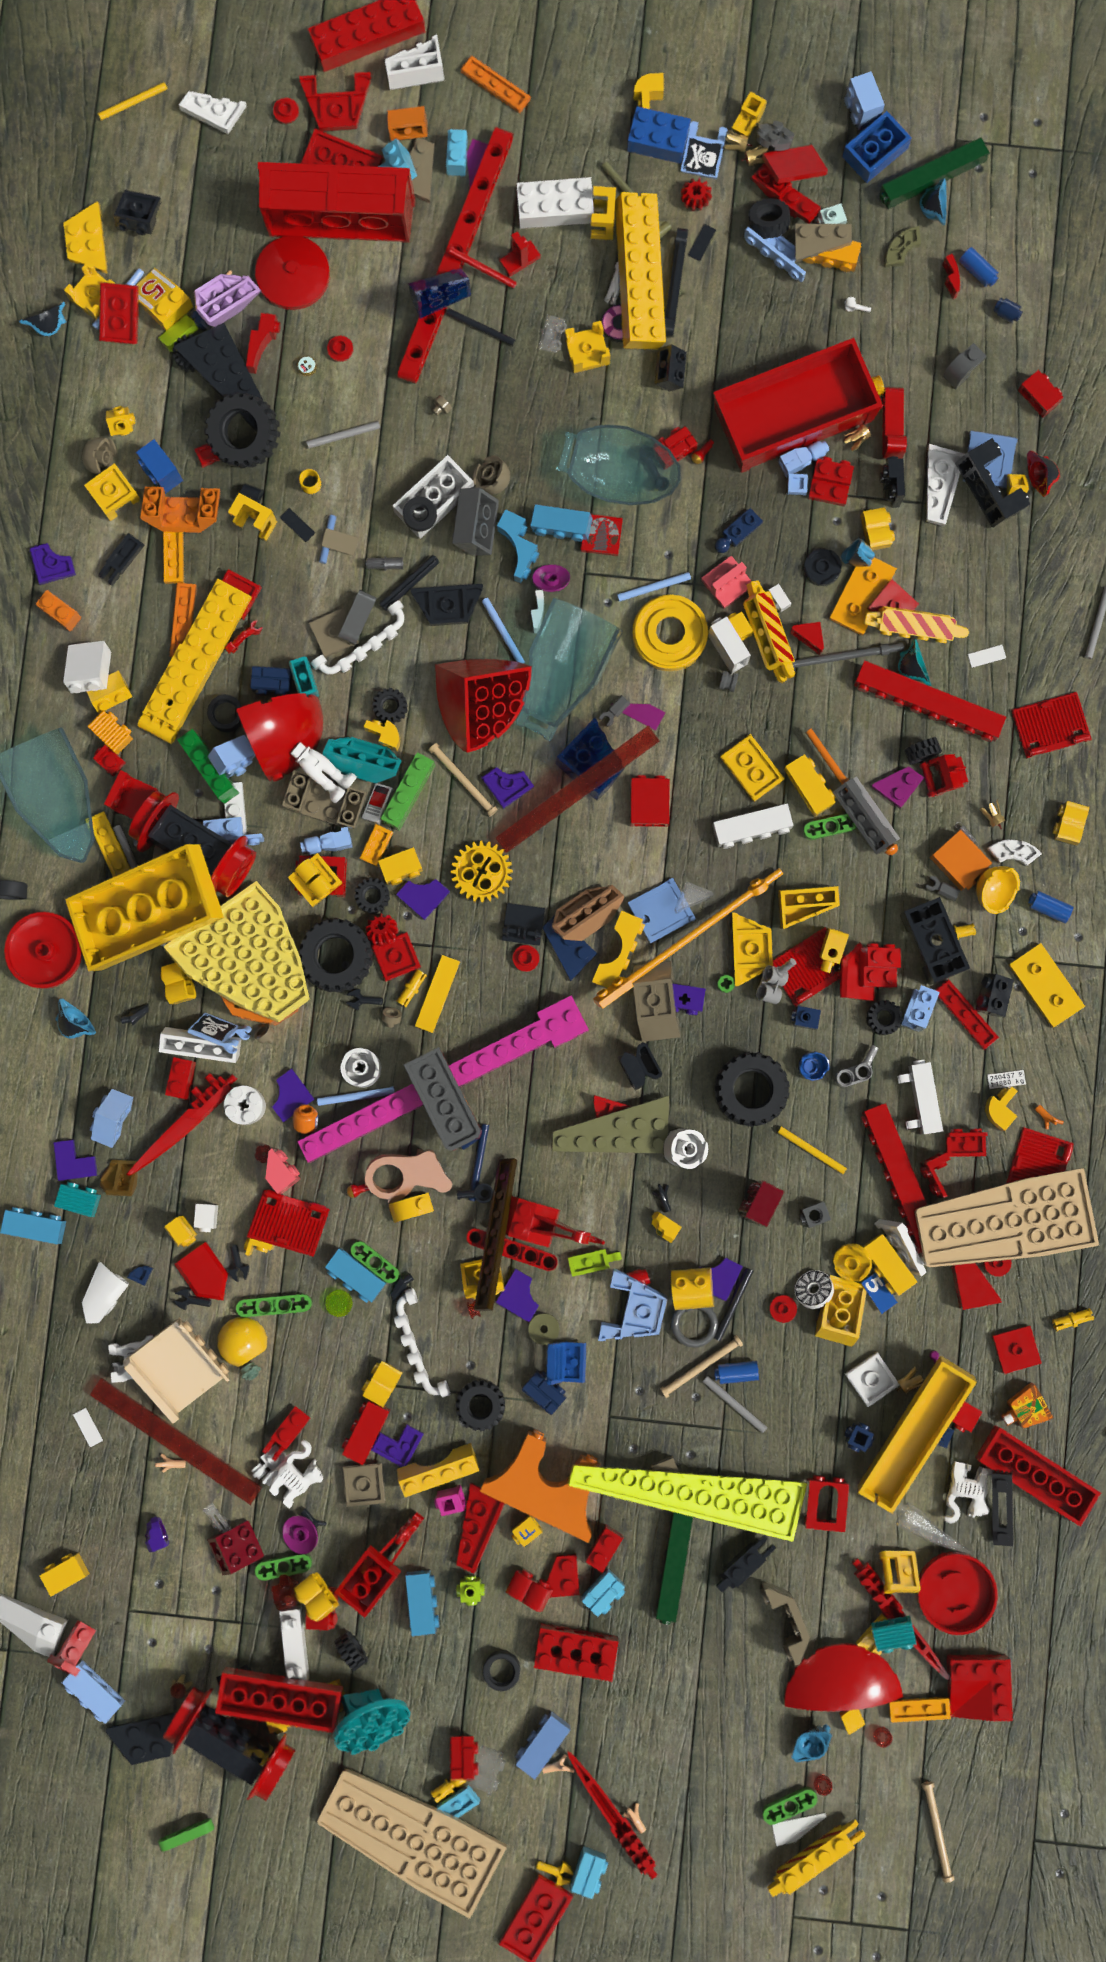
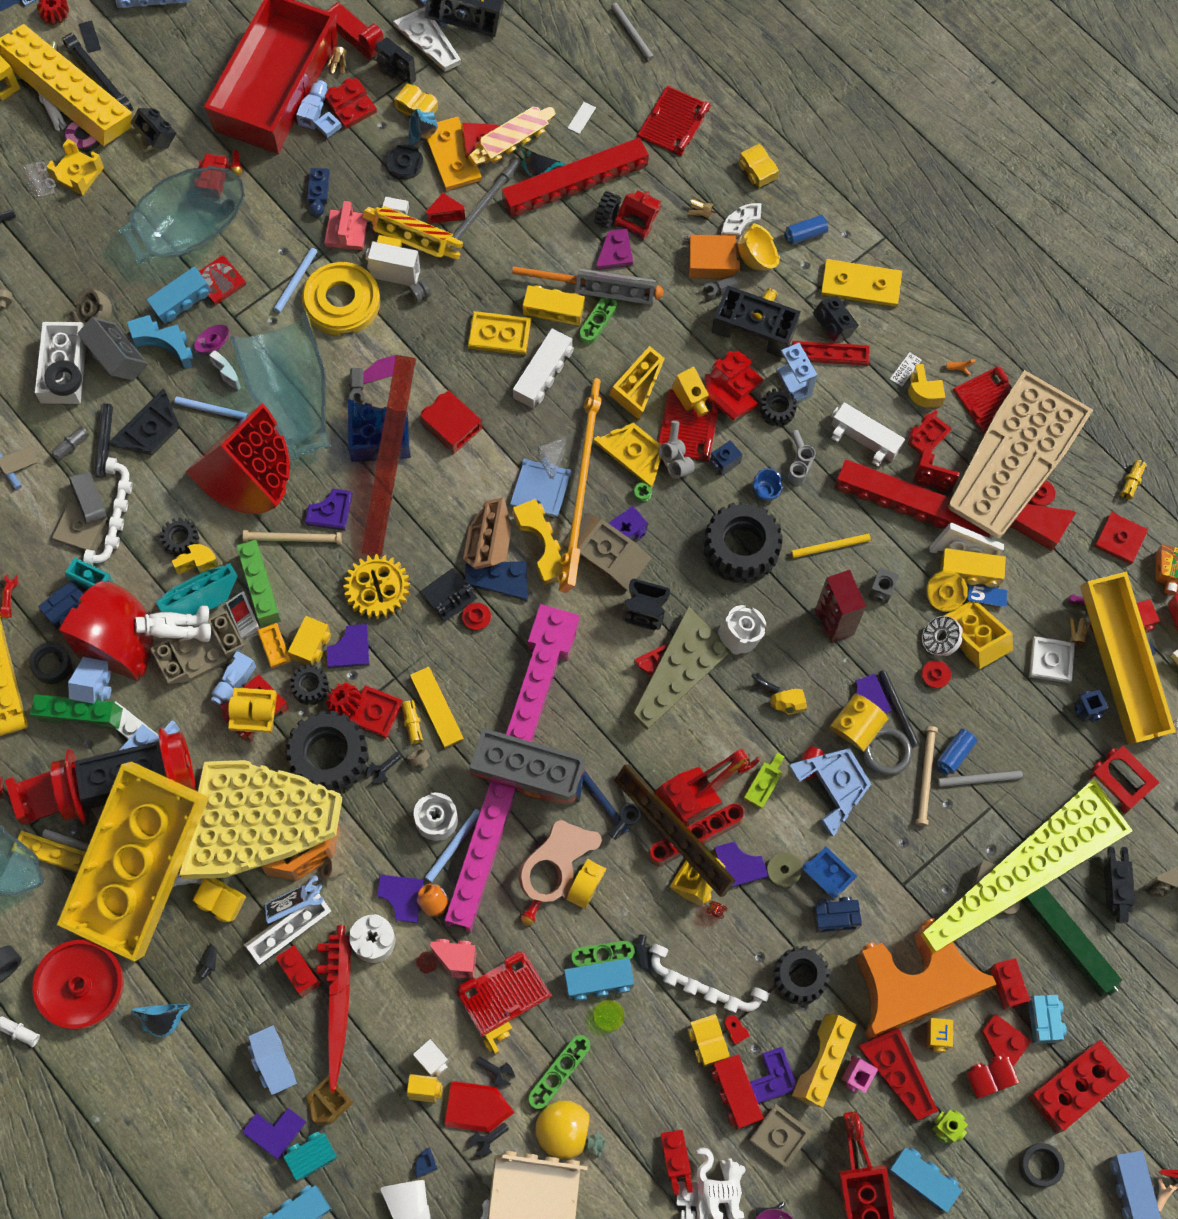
camera: 55 degrees left, 15 degrees down
(407, 1397) = (737, 1033): none -> red piece

